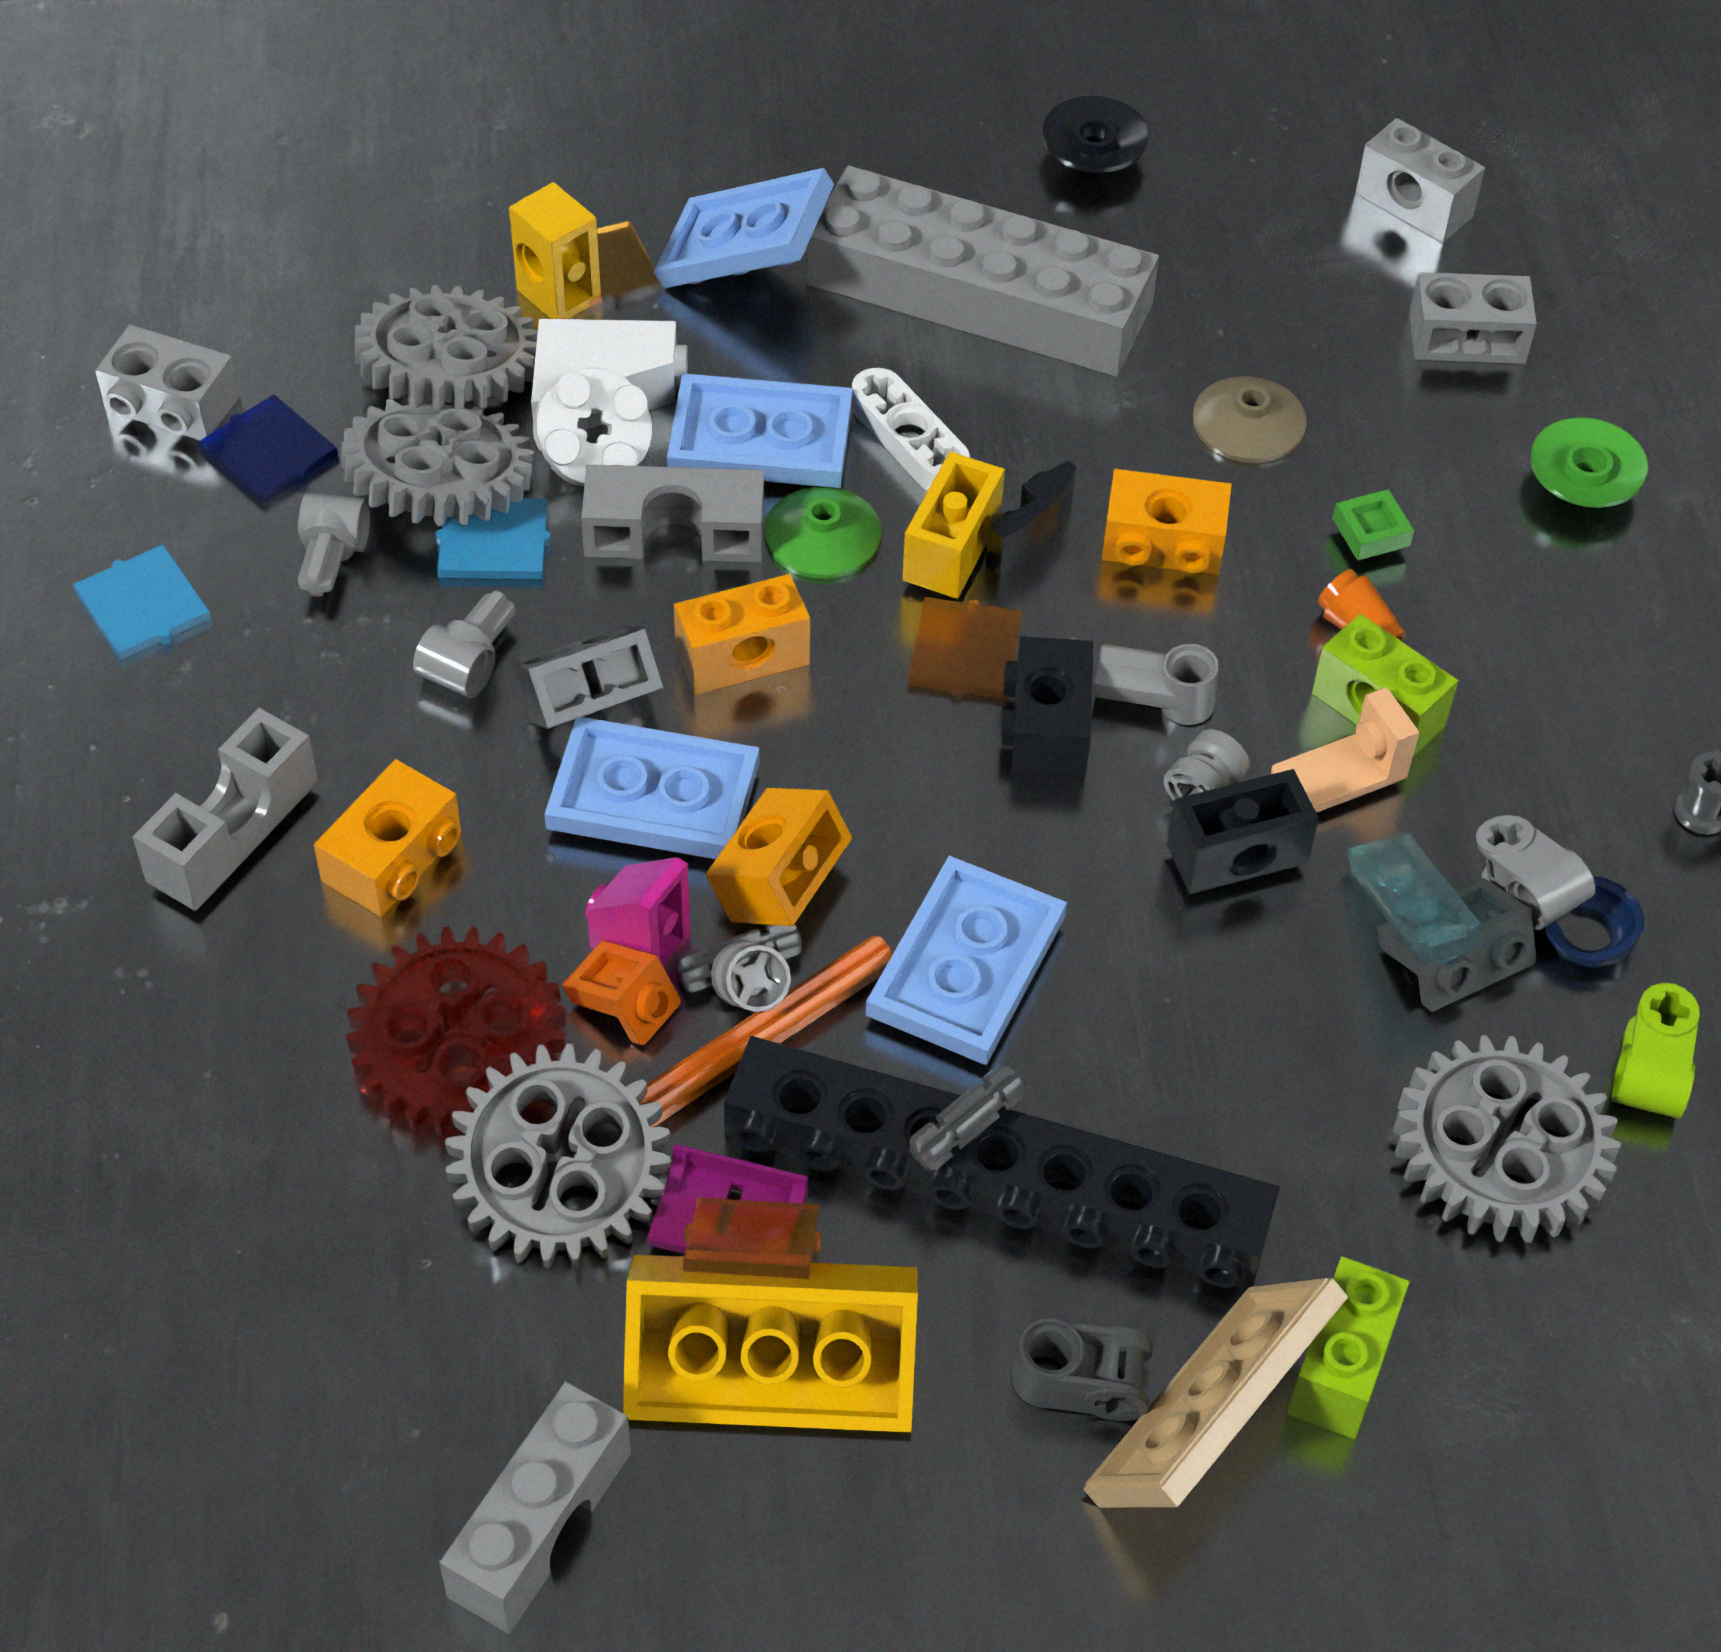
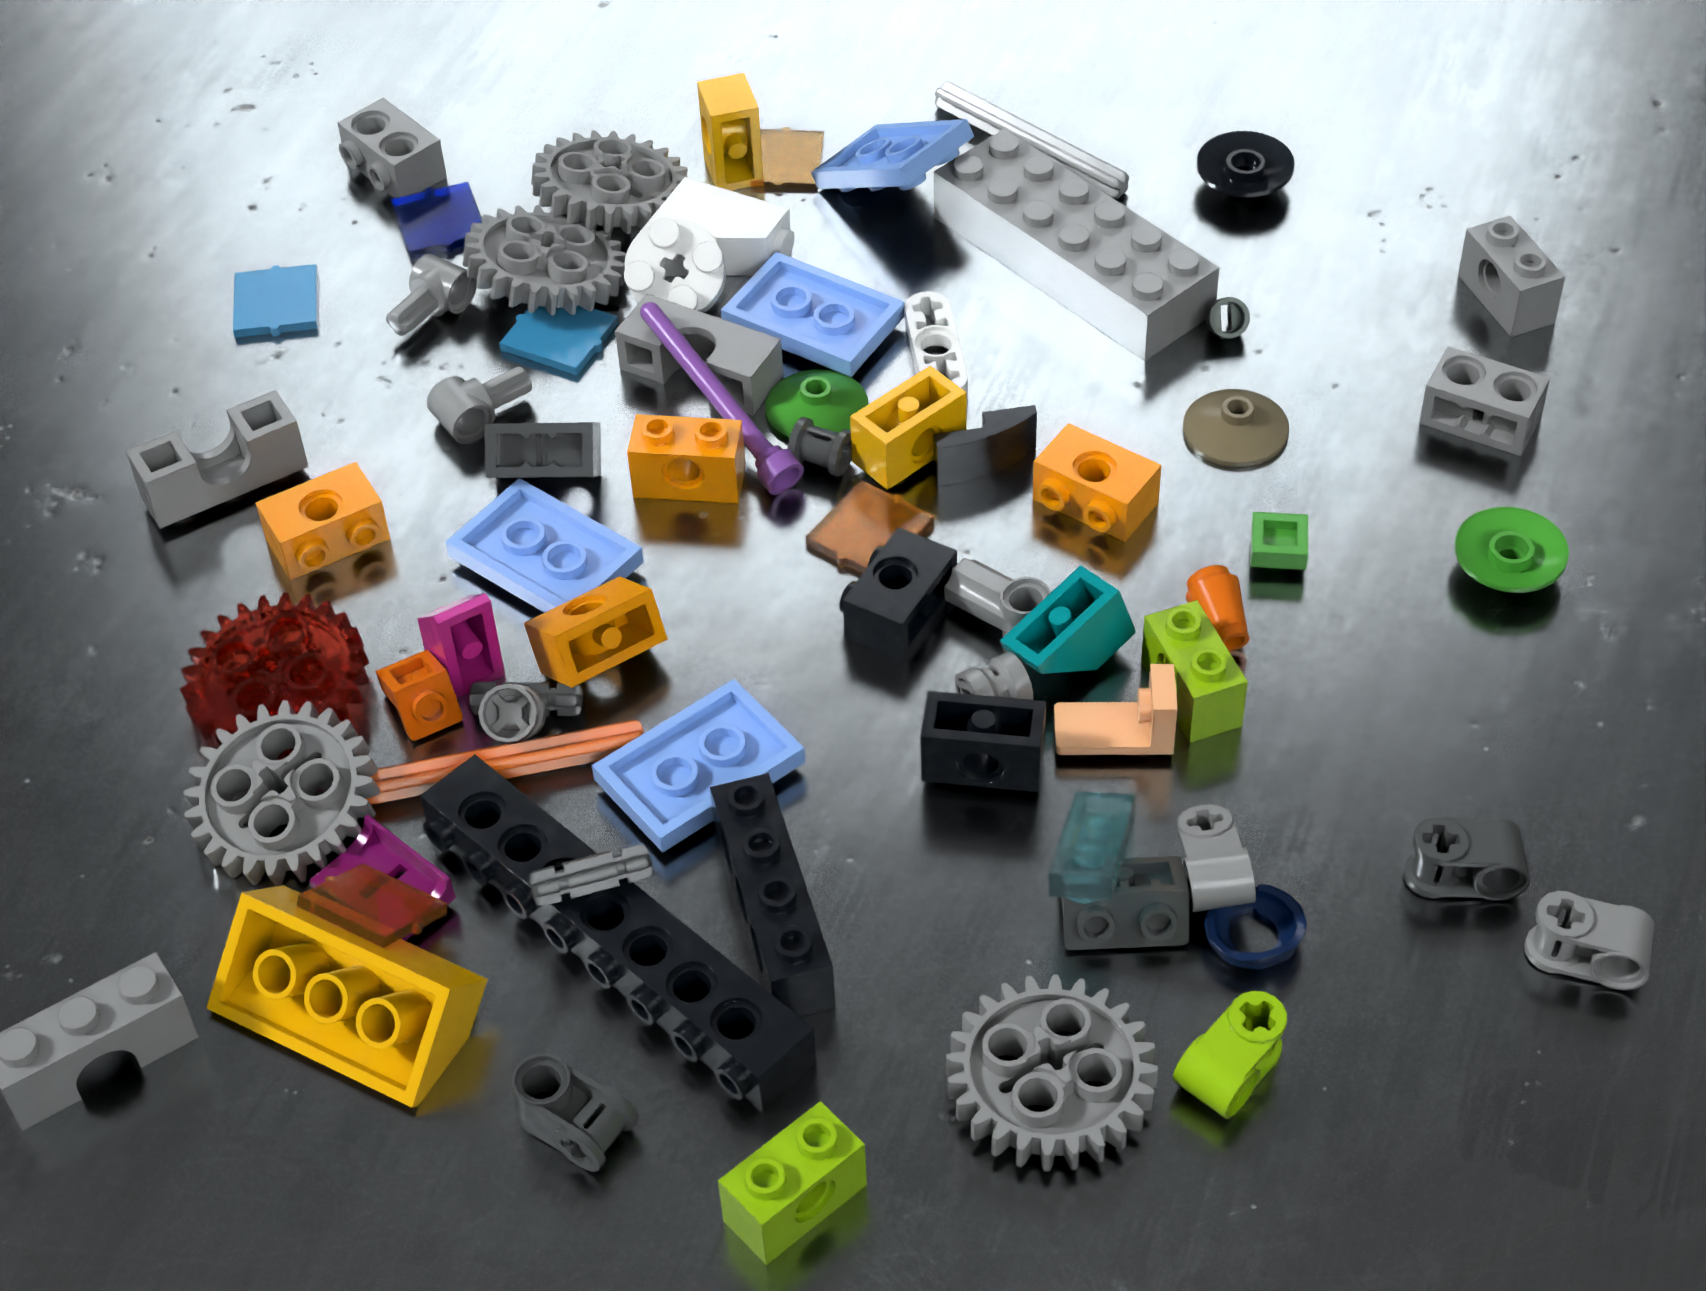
camera: 30 degrees right, 5 degrees down
(804, 156) = (993, 119): none -> axle
(832, 609) = (776, 466): none -> medium lavender piece
(867, 574) = (821, 446): none -> dark grey bush
(1135, 1064) = (772, 895): none -> black brick
(1182, 301) = (1237, 316): none -> pearl dark grey hinge
(1214, 1394) = (649, 1167): tan tile -> none
(1251, 680) = (1072, 626): none -> teal slope

